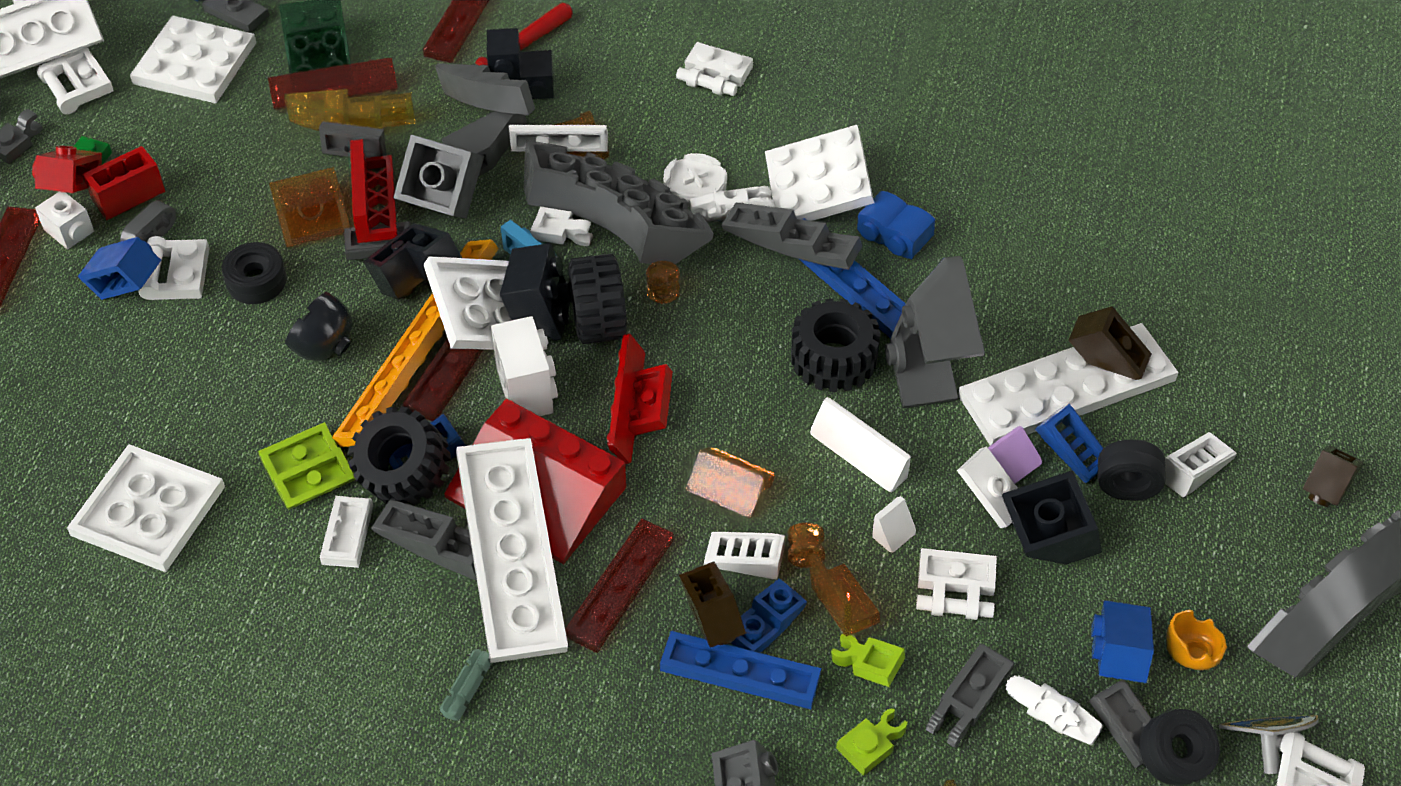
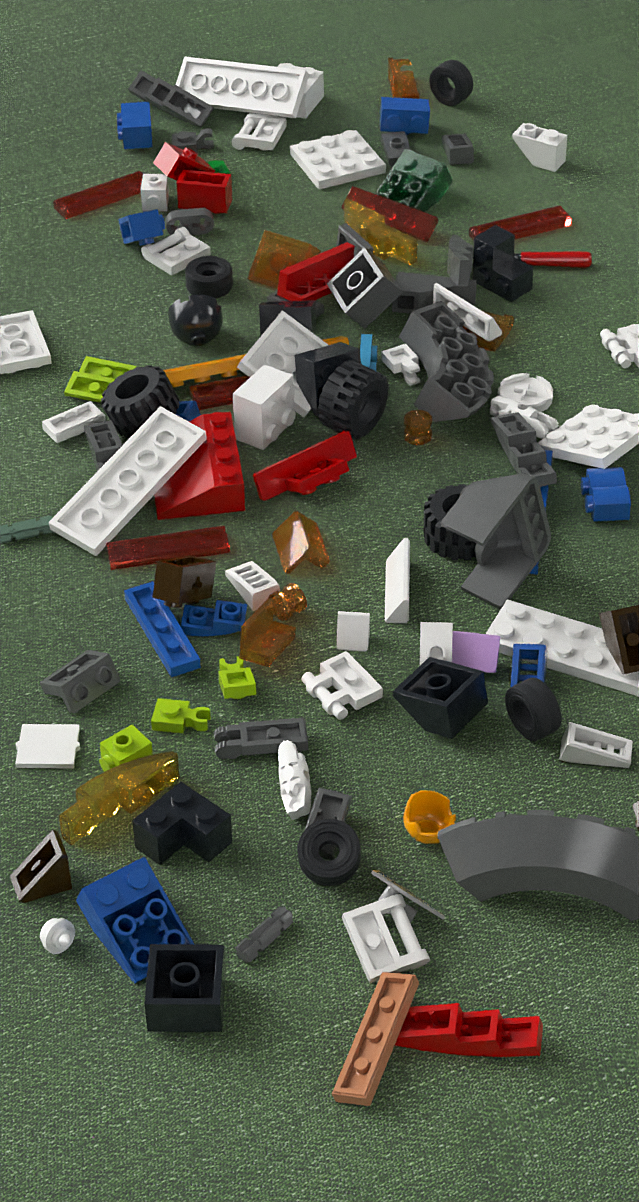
camera: 50 degrees right, 10 degrees down
(1123, 641) = (380, 778): blue brick -> none

